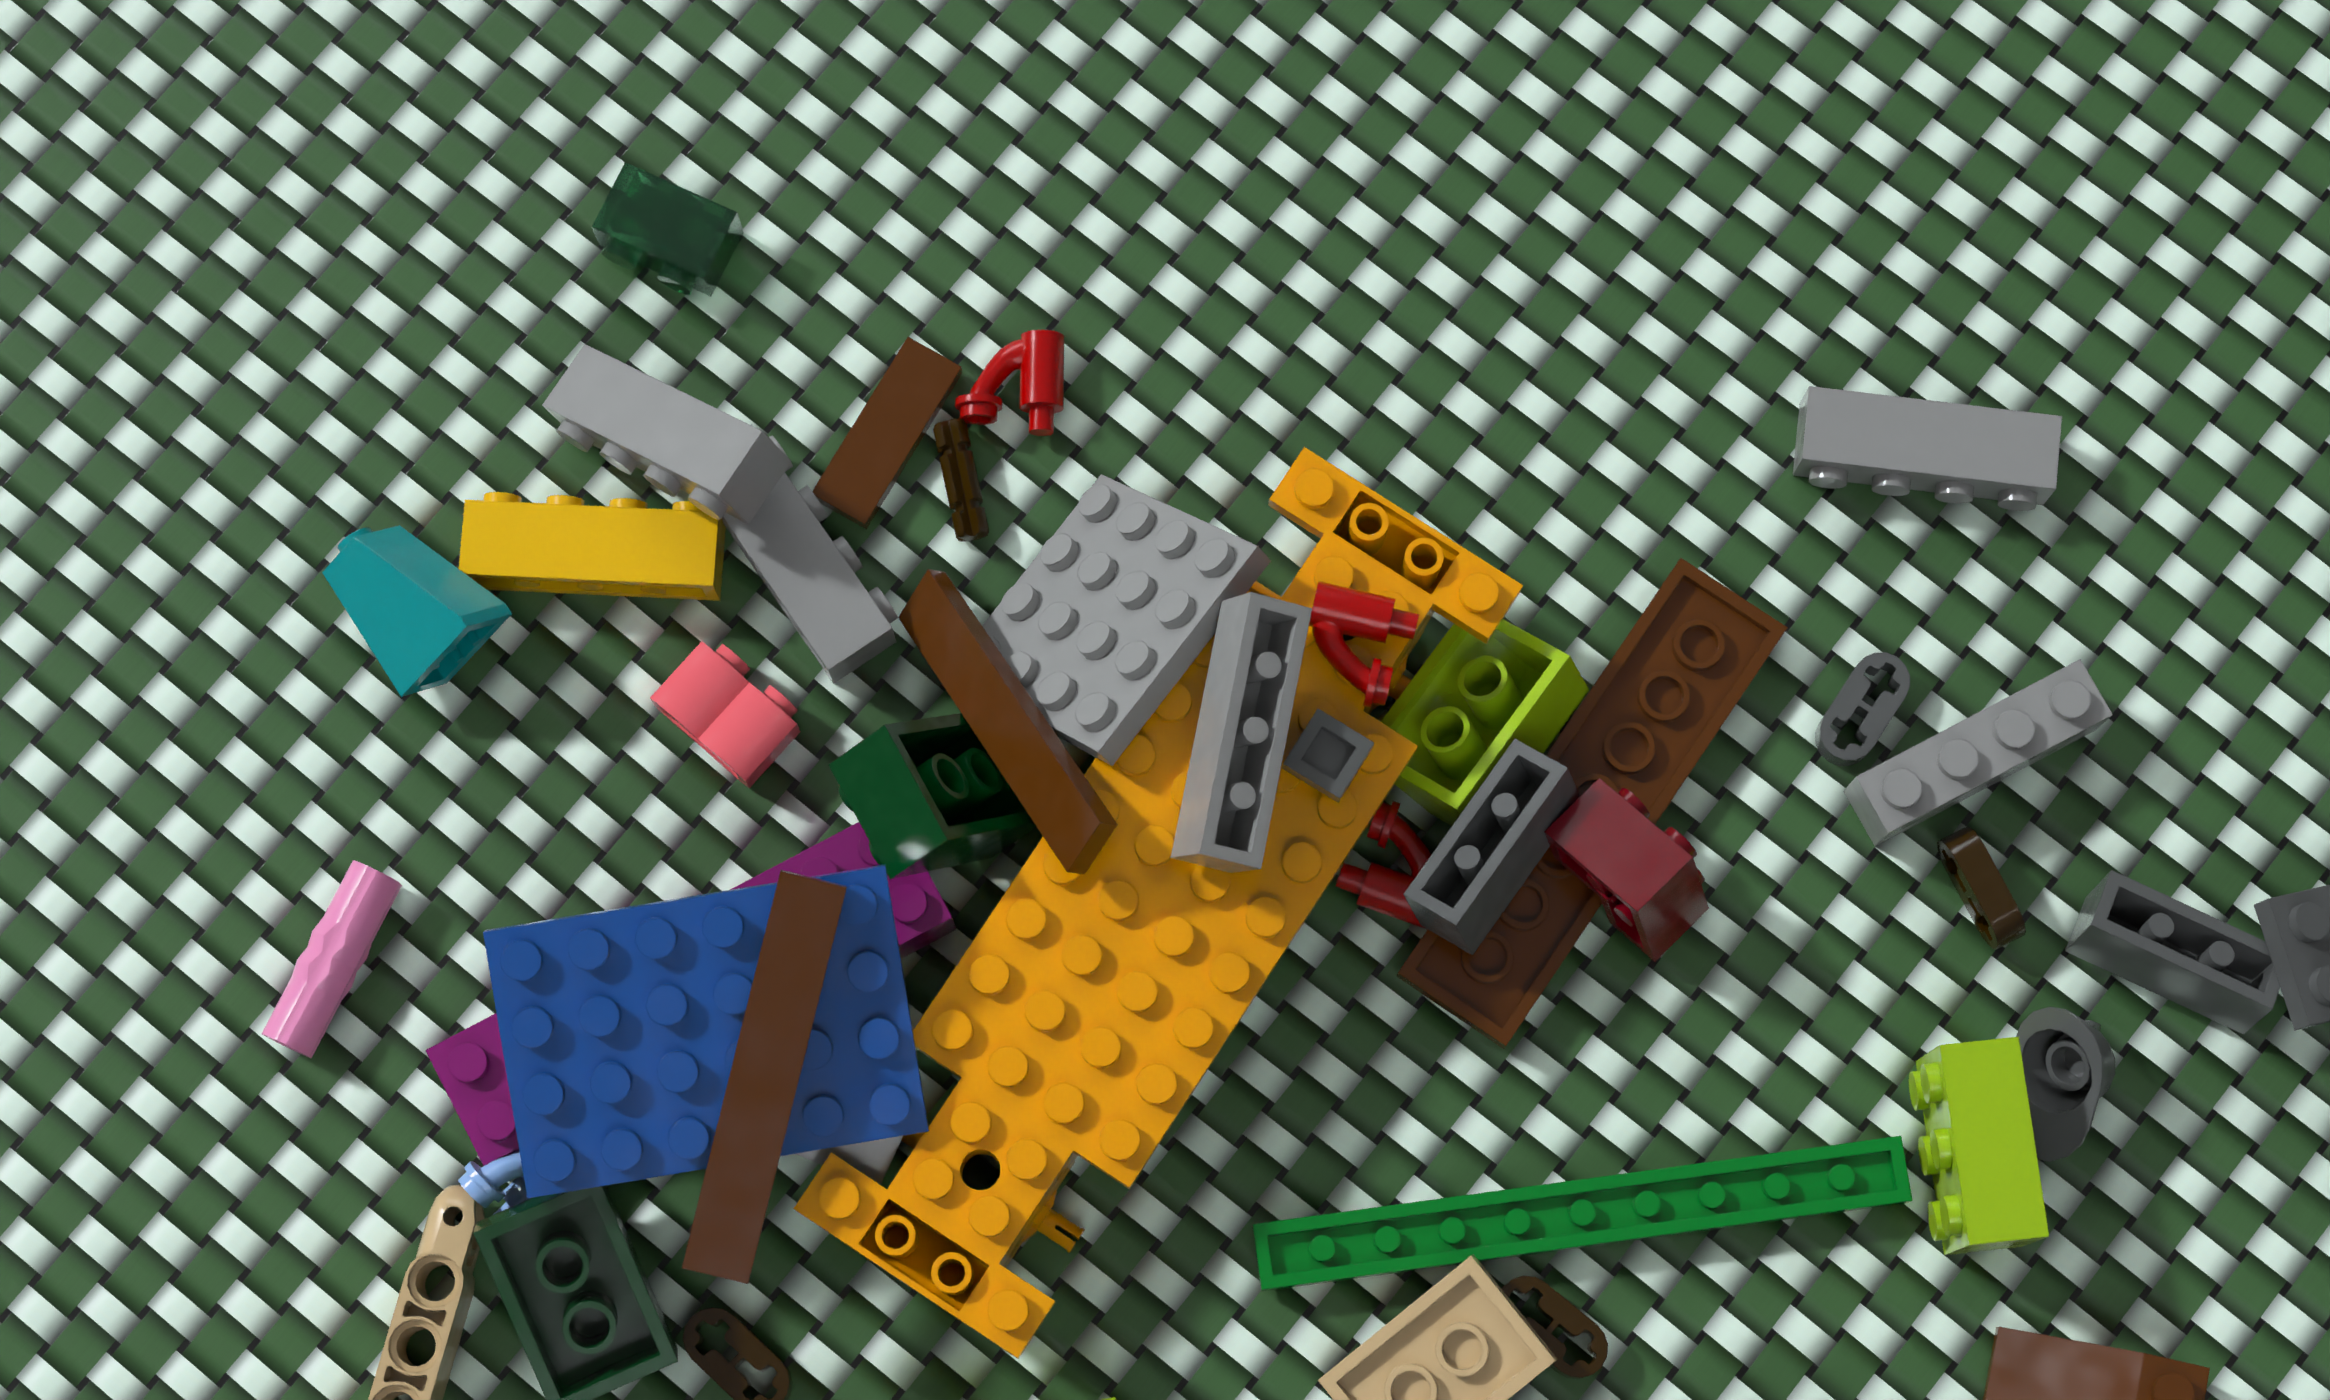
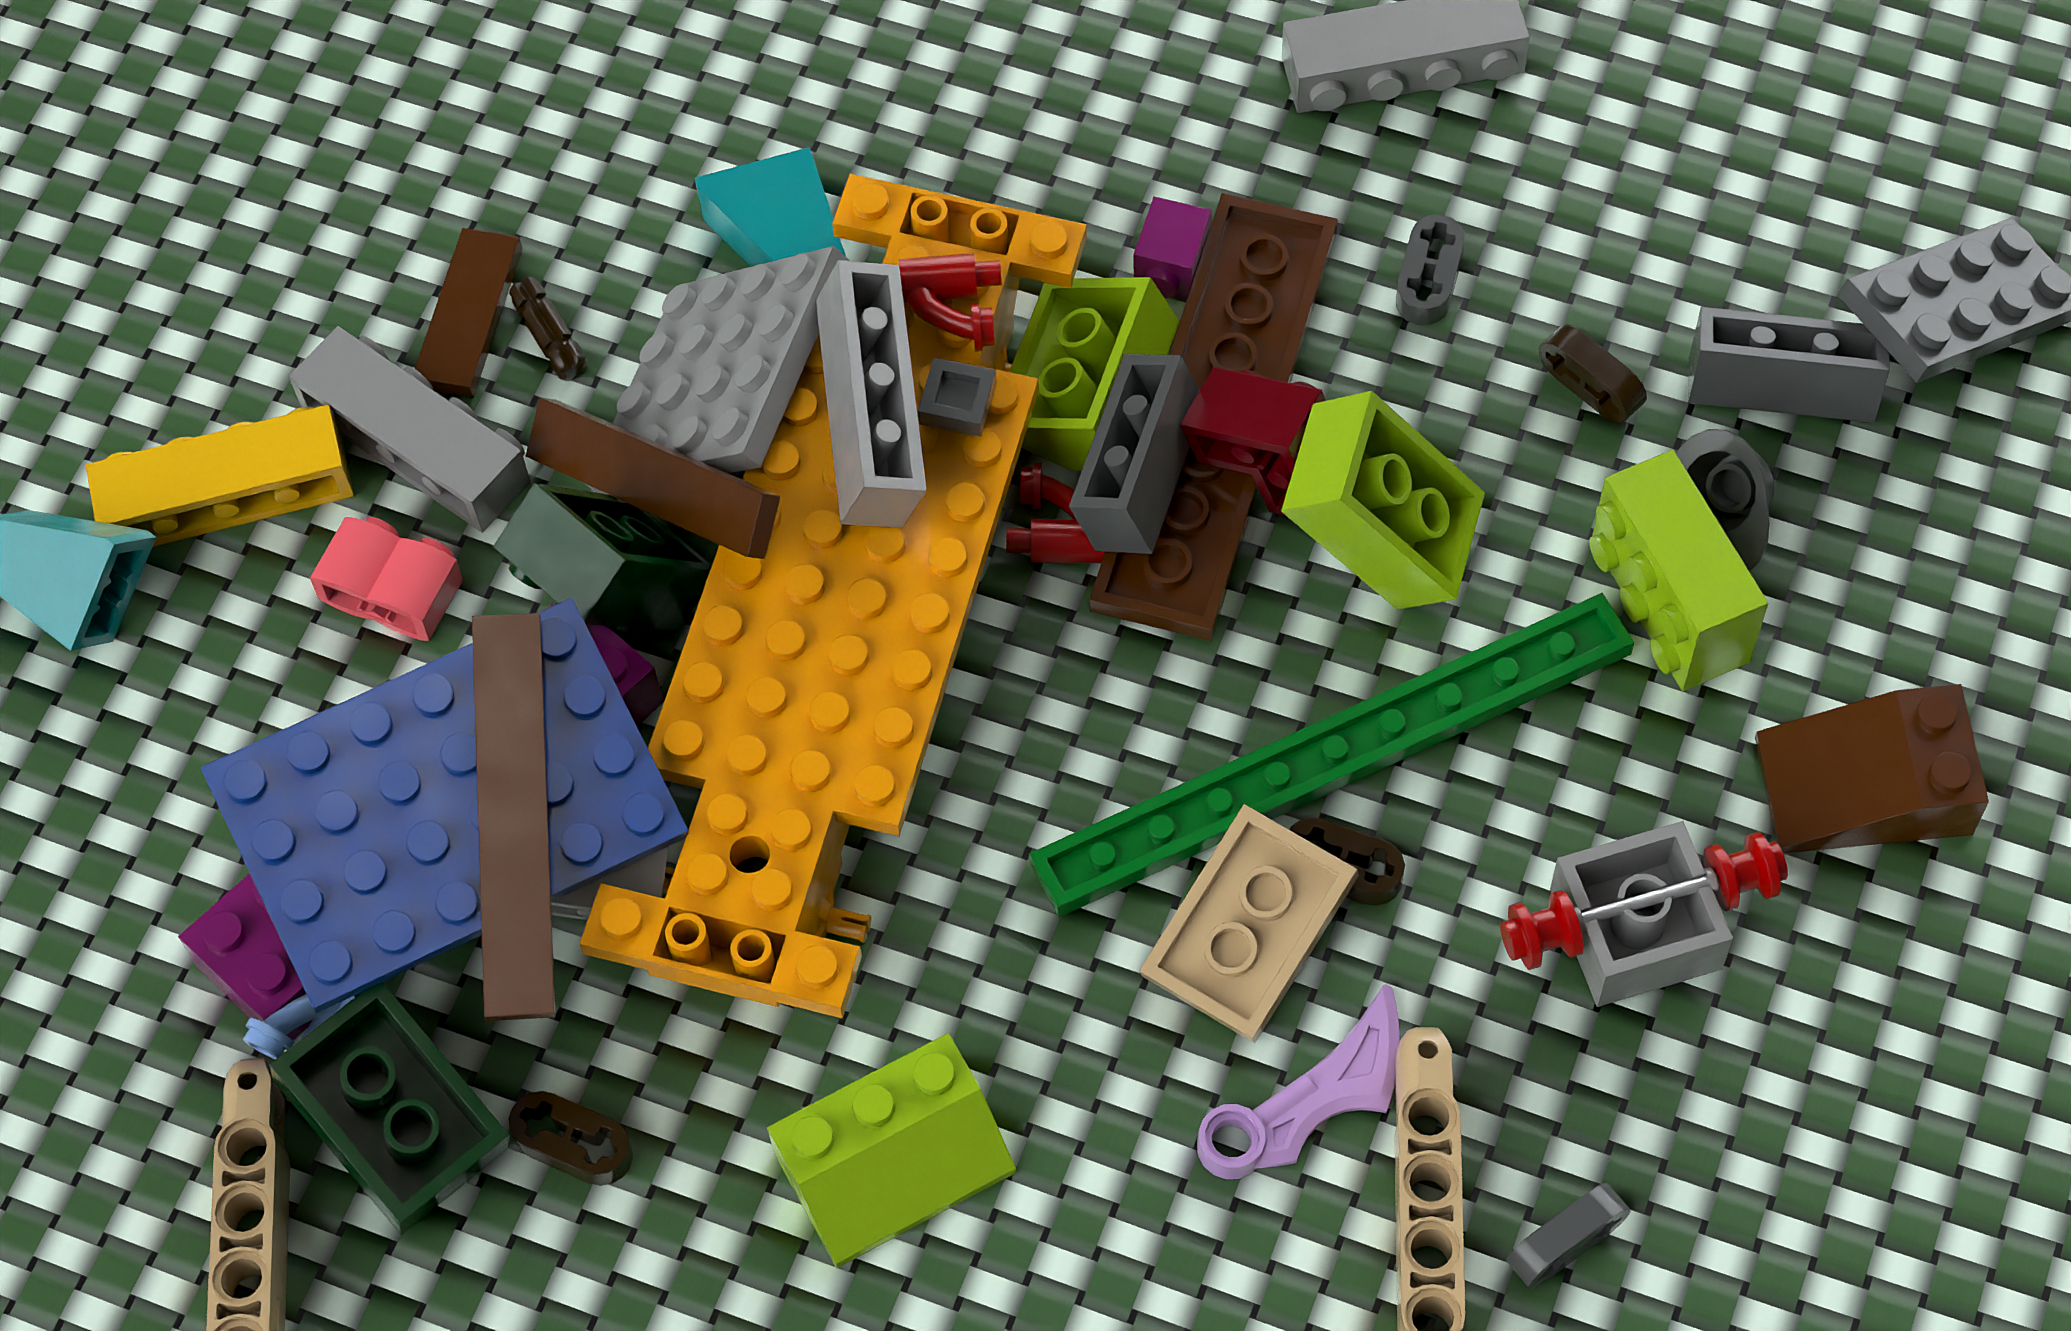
camera: 15 degrees left, 15 degrees down
(332, 959) = (64, 902): bright pink axle -> none
(665, 434) = (260, 349): light grey brick -> none
(666, 231) = (214, 205): clear green brick -> none
(1041, 367) = (599, 236): red plant -> none
(1226, 443) = (769, 208): none -> teal slope
(1608, 605) = (1171, 245): none -> magenta brick
(1715, 984) = (1383, 501): none -> lime brick
(1977, 752) = (1544, 266): light grey brick -> none

